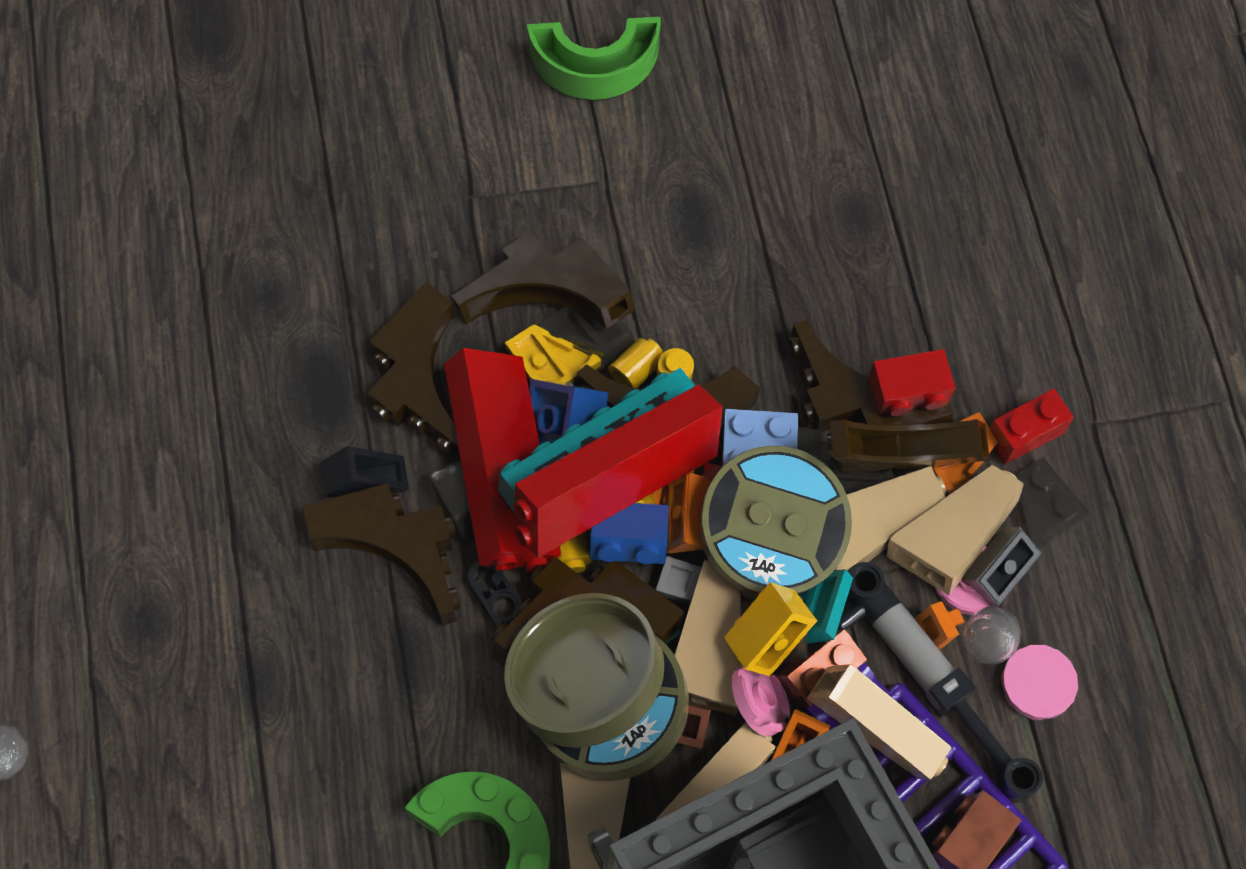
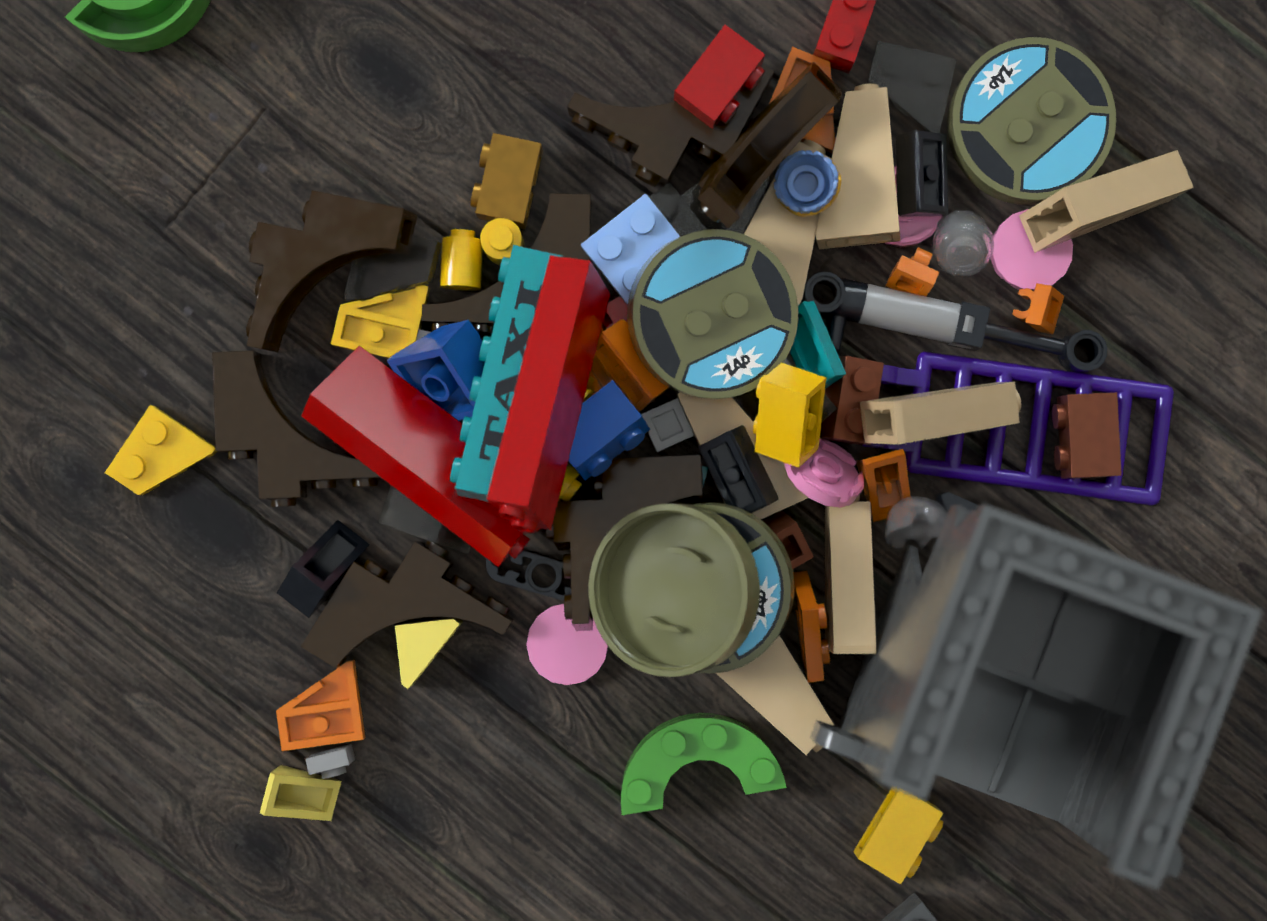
camera: 40 degrees left, 20 degrees up
(204, 605) = (299, 795): none -> light yellow slope
(247, 602) = (331, 761): none -> light grey plate
(274, 568) = (324, 712): none -> orange wing
(331, 317) = (157, 451): none -> yellow wing
(380, 579) = (420, 643): none -> light yellow slope
(469, 669) = (561, 651): none -> bright pink tile
(660, 792) = (810, 619): none -> orange wing
(702, 643) = (738, 470): none -> black slope
(719, 334) = (507, 180): none -> pearl gold piece
(914, 494) = (807, 183): none -> medium blue hair
(1015, 725) = (1043, 309): none -> orange tile
(1110, 595) = (1031, 120): none -> brick
(1122, 685) = (1105, 200): none -> tan slope

